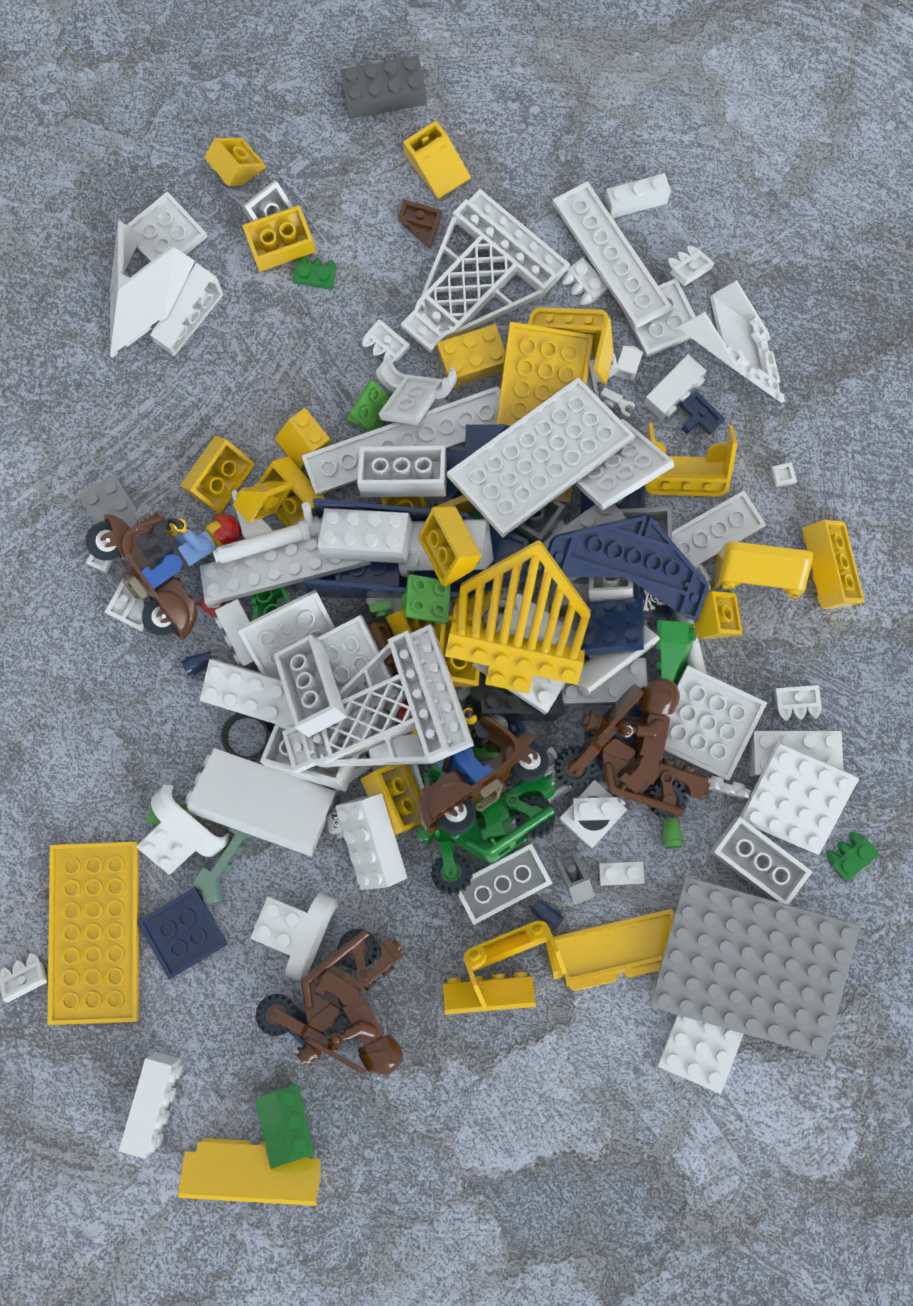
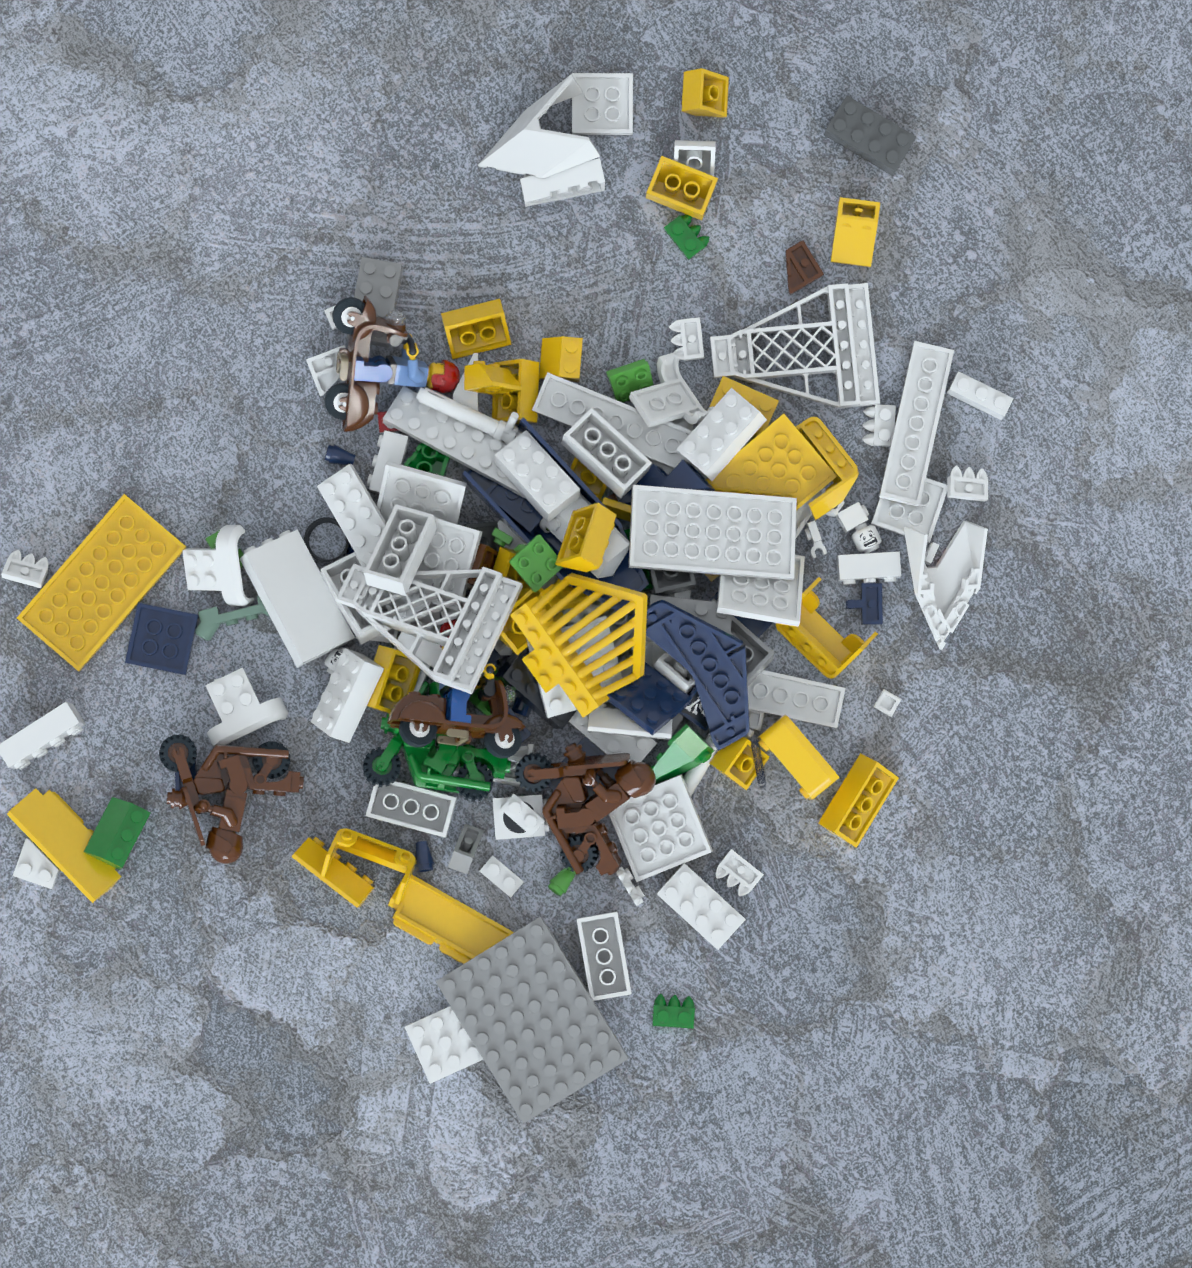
camera: 35 degrees right, 5 degrees up
(242, 1217) = (35, 866): none -> white wing
(477, 379) = (721, 434): none -> white brick
(653, 369) = (866, 538): none -> white head
(734, 607) = (756, 766): none -> piece
(798, 798) = (671, 937): white plate -> none

